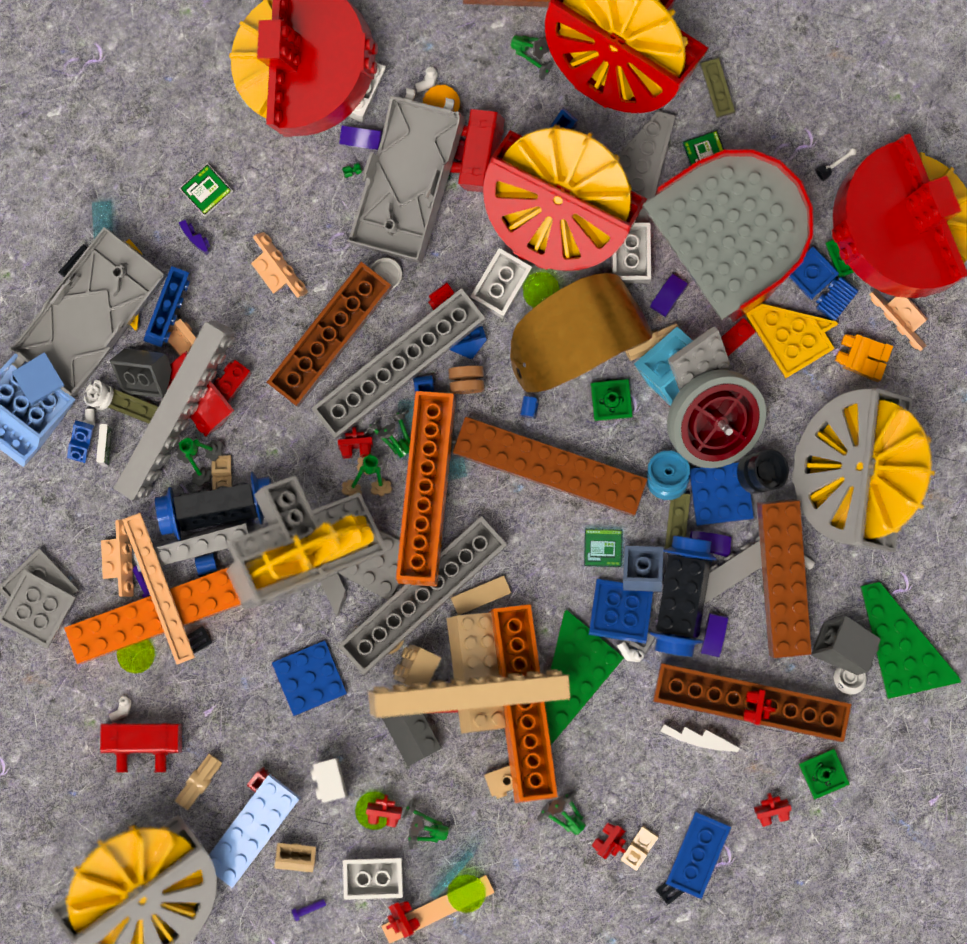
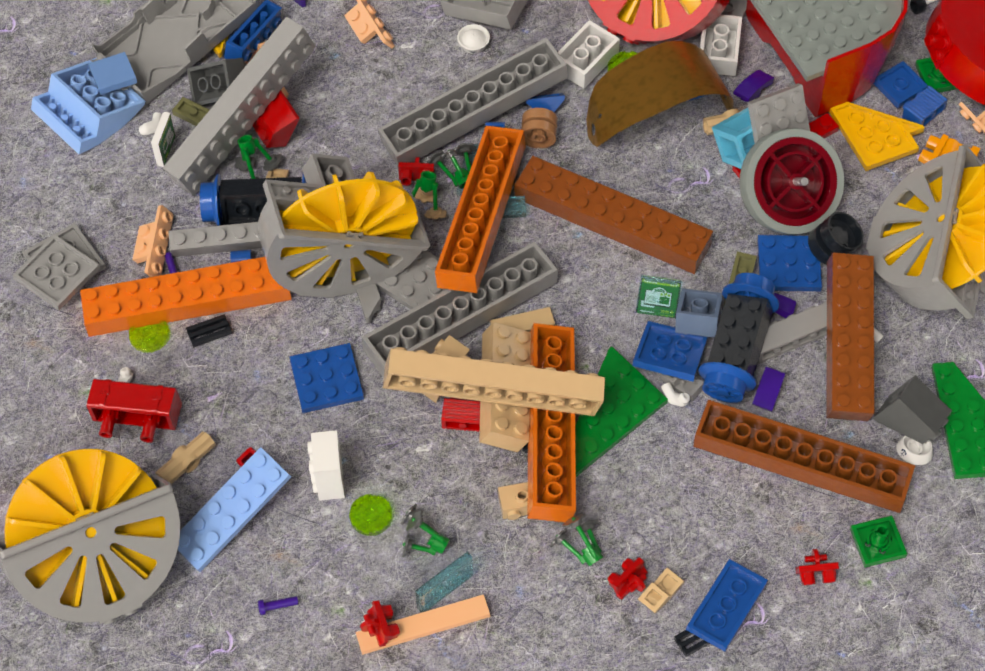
camera: 10 degrees right, 25 degrees down
(80, 441) = (141, 139): blue slope -> none
(98, 395) = (169, 99): white wheel -> none
(158, 588) = (186, 264): light nougat tile -> none
(232, 380) = (307, 101): red brick -> none
(295, 857) = (273, 544): tan brick -> none
(329, 334) = (408, 73): dark orange brick -> none
(372, 878) = (355, 576): white brick -> none
(384, 808) = (389, 514): red hips -> none
(412, 736) = (426, 439): dark grey slope -> none
(466, 893) = (458, 609): clear neon green tile -> none
(529, 407) = (599, 162): blue brick -> none
(600, 390) = (686, 161): green plate -> none
(668, 475) = (735, 232): dark azure wheel -> none
(706, 740) = (748, 490): white slope -> none
(758, 698) = (810, 441): red hips -> none

